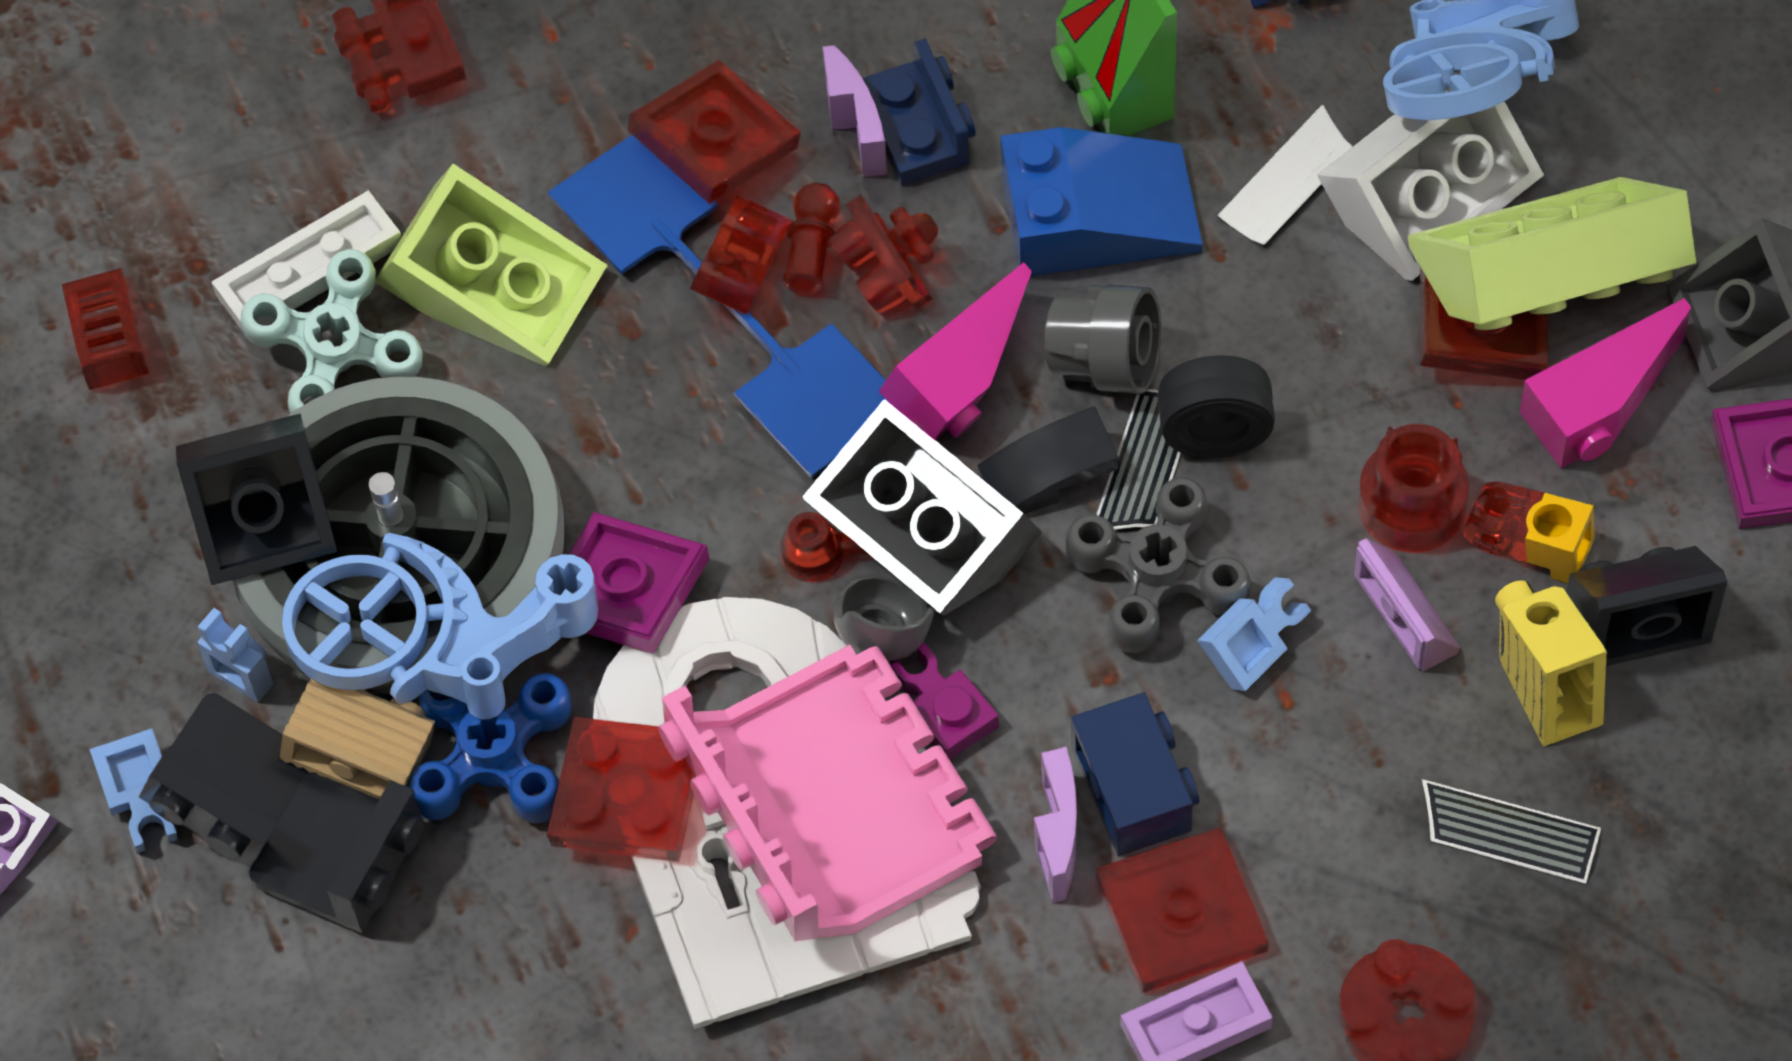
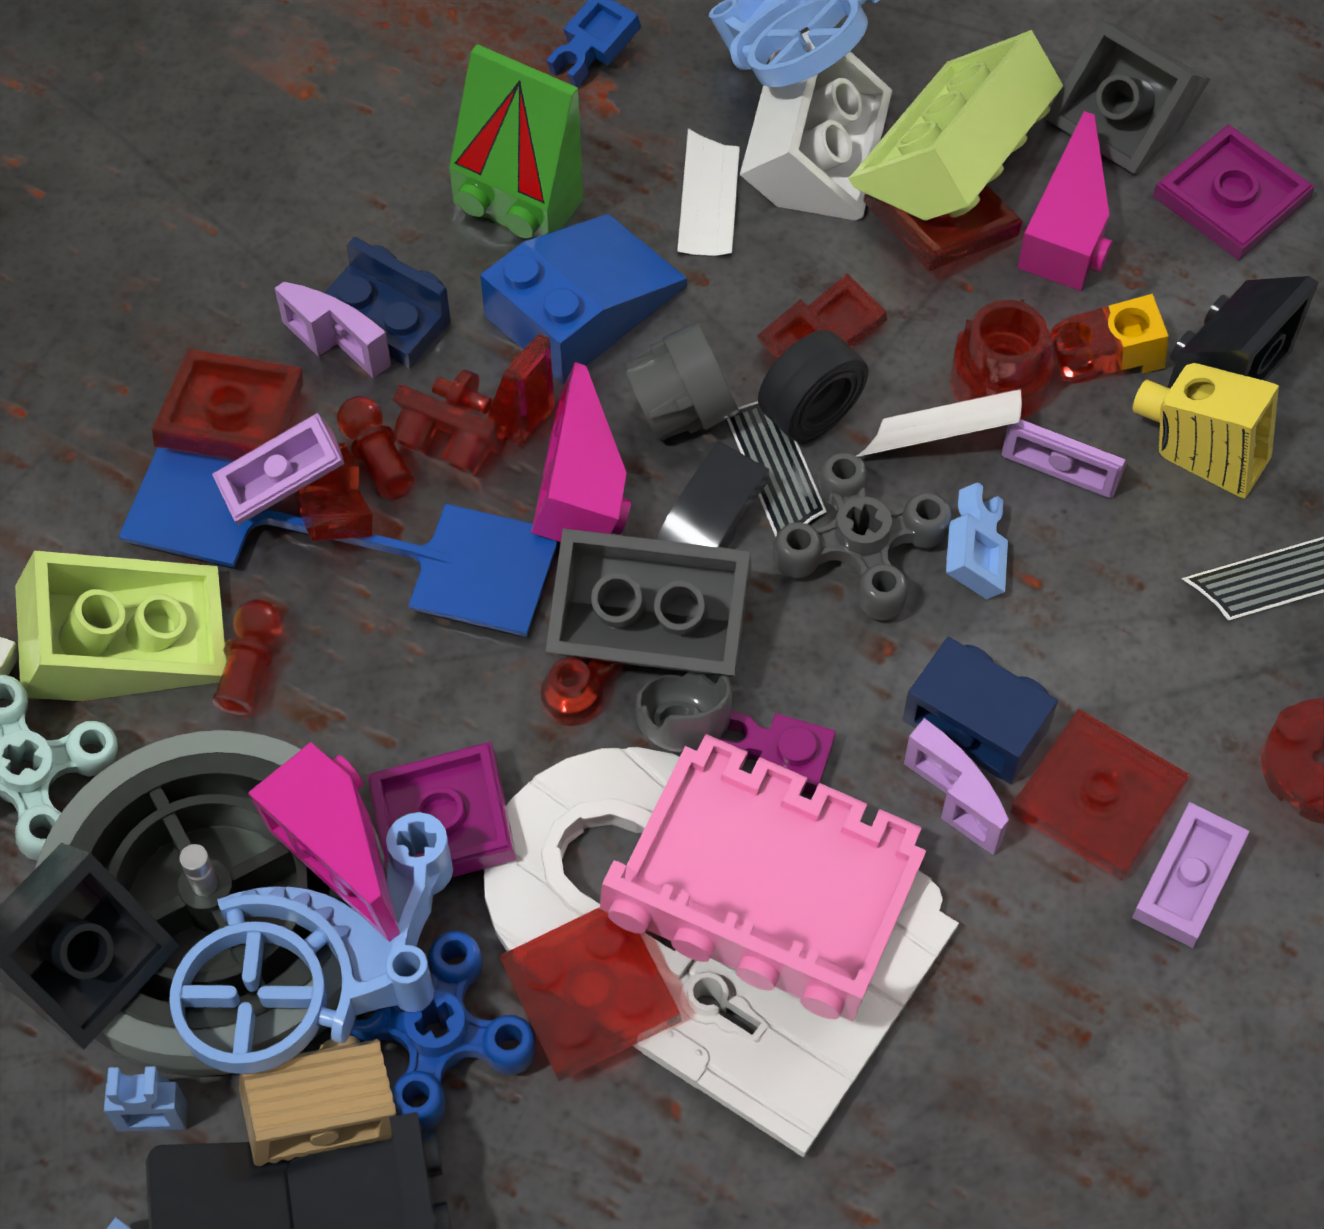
camera: 40 degrees left, 0 degrees up
(506, 531) = (323, 821): none -> dark pink slope
(598, 335) = (256, 626): none -> clear red pin
(704, 209) = (278, 468): none -> lavender slope
(962, 264) = (525, 393): none -> clear red slope
(1295, 362) = (841, 309): none -> clear red slope
(1316, 511) = (947, 421): none -> white sticker

